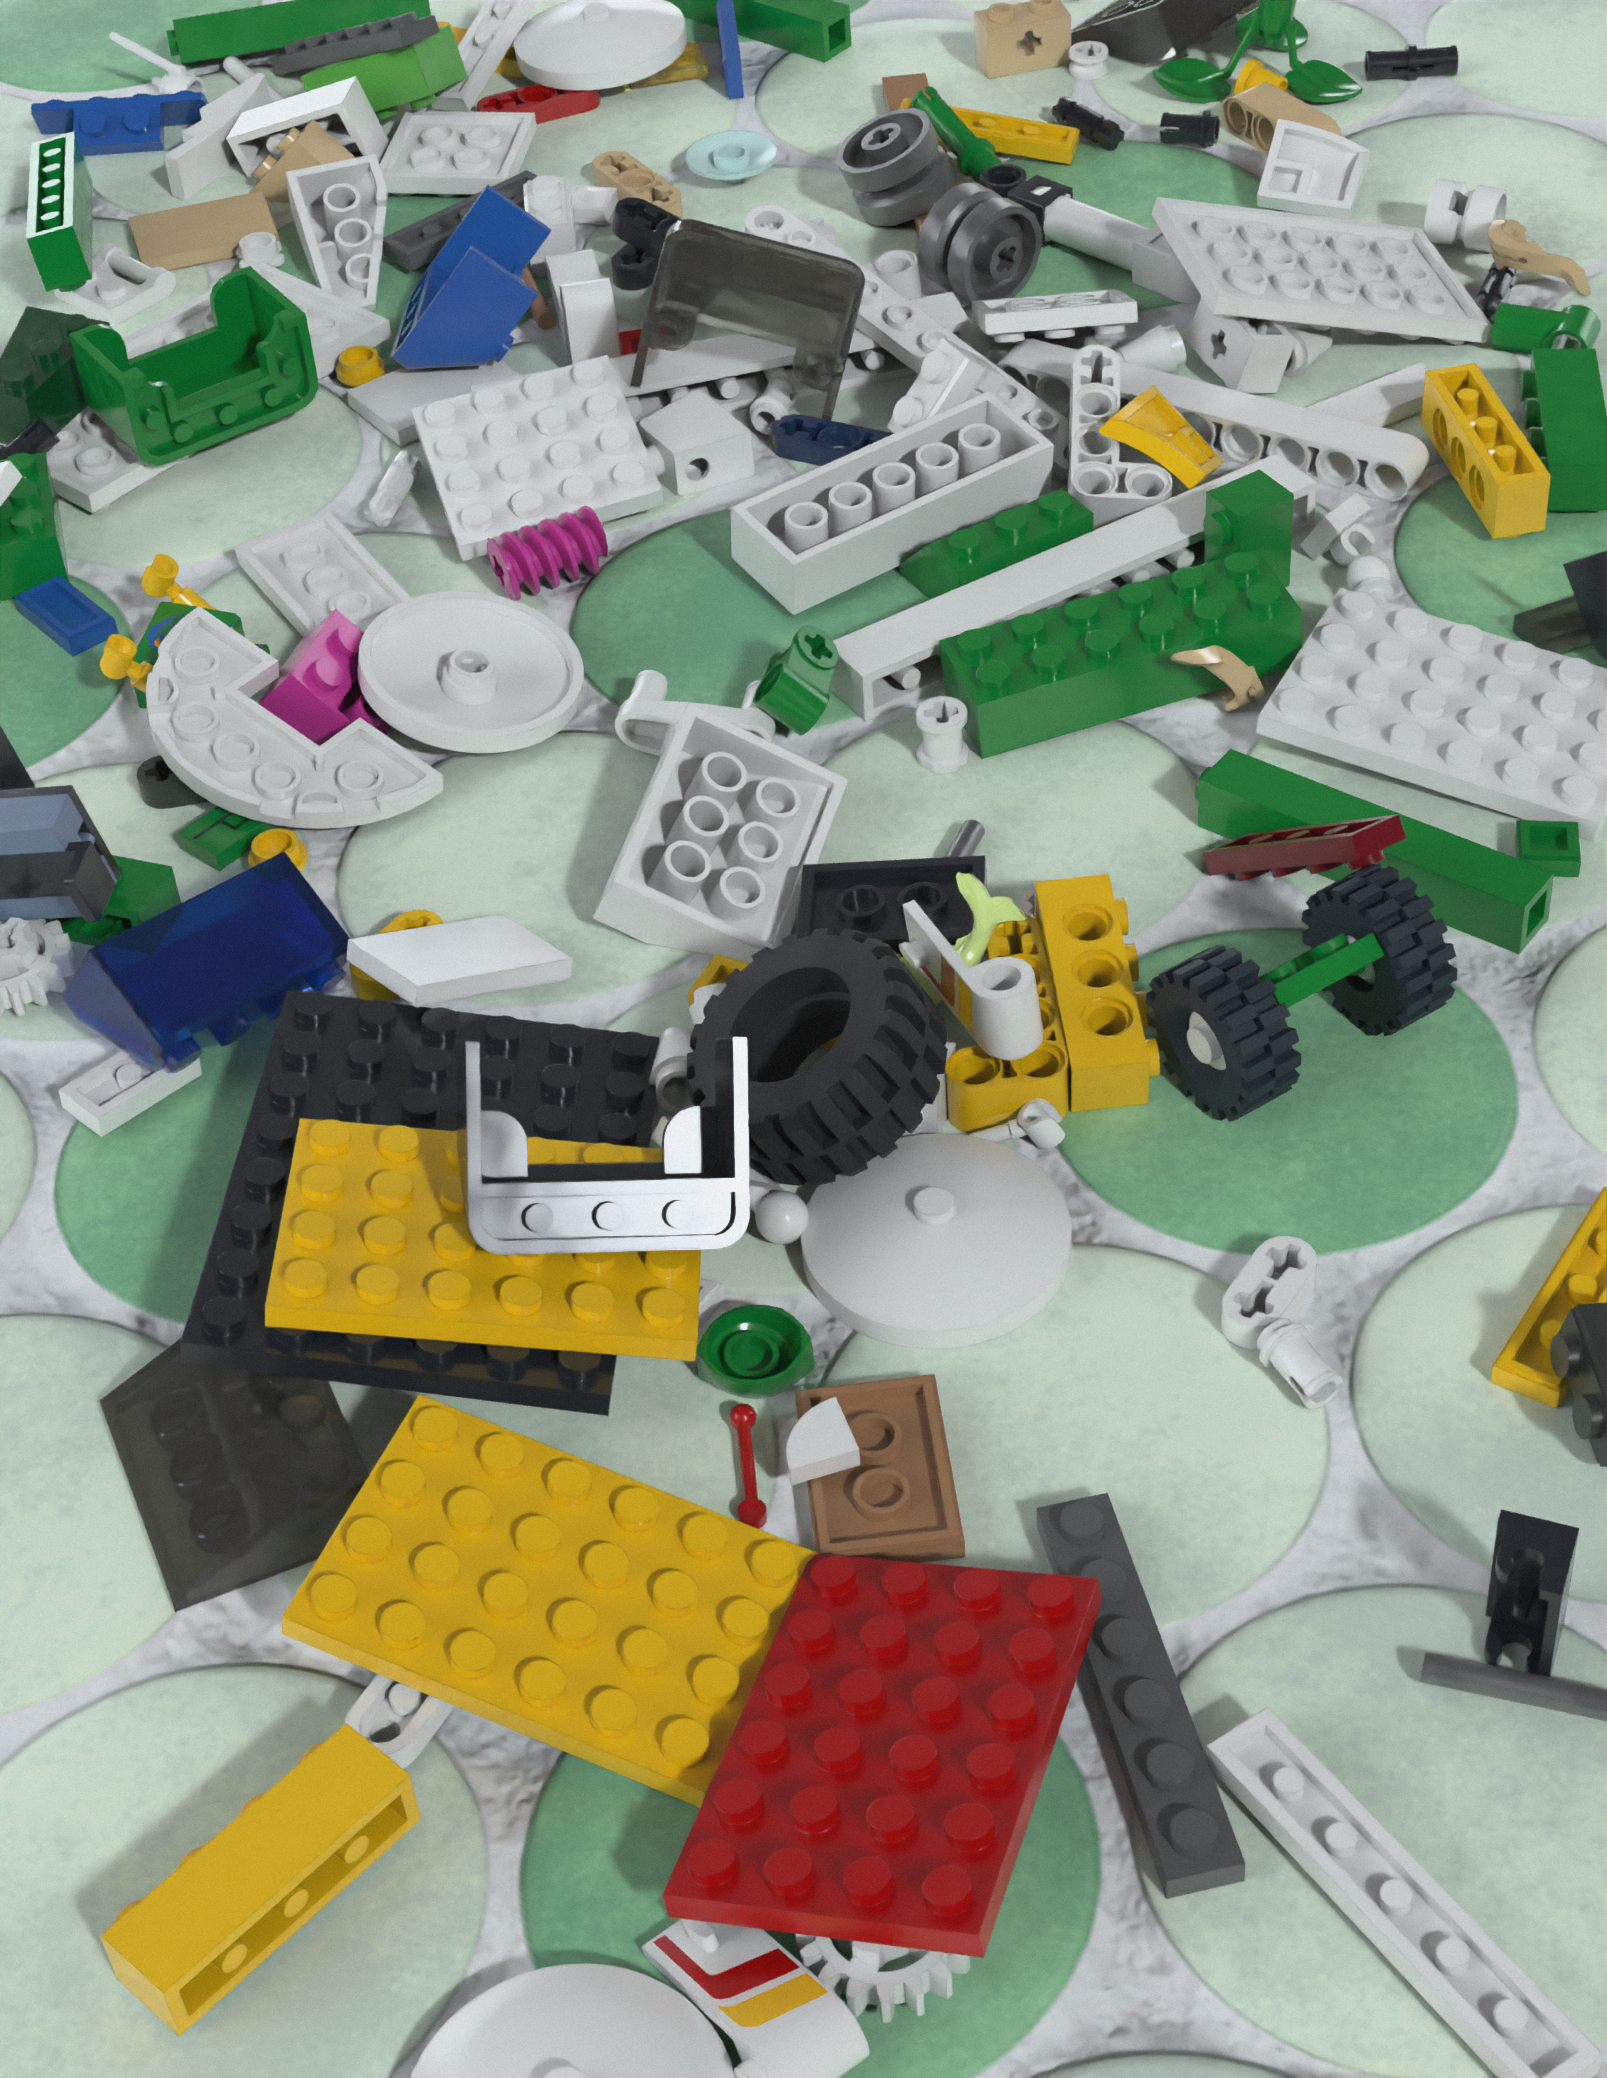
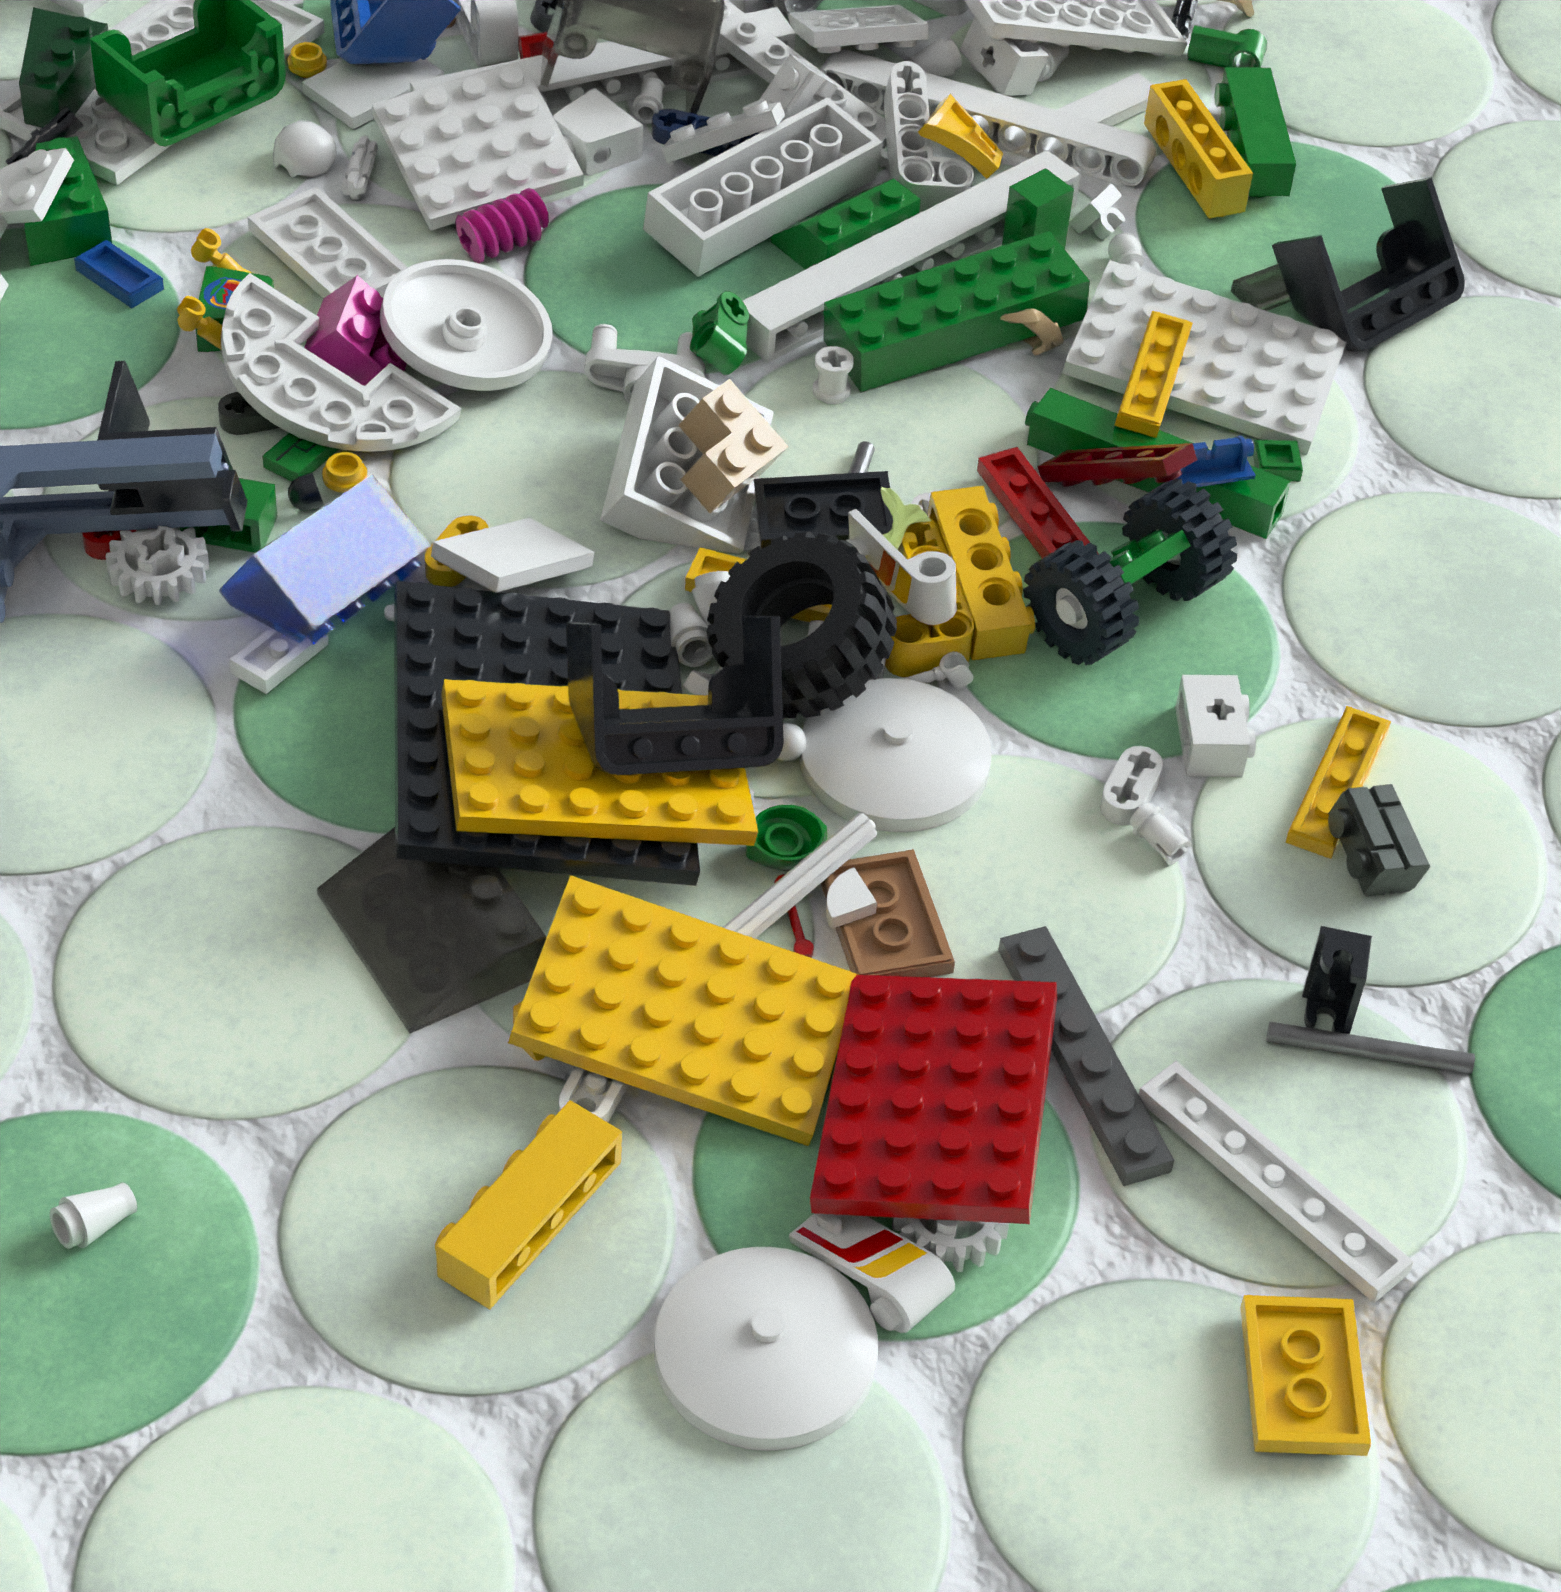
camera: 15 degrees left, 5 degrees up
(216, 871) = (304, 493): none -> black hinge
(329, 468) = (304, 149): none -> white hair
(762, 1411) = (804, 877): none -> white axle
(774, 820) = (733, 442): none -> tan brick
(851, 433) = (722, 129): none -> white plate
(1183, 896) = (1029, 501): none -> red plate
(1375, 731) = (1153, 374): none -> yellow tile
(1401, 1210) = (1214, 726): none -> white brick
(1456, 846) = (1222, 464): none -> blue hinge

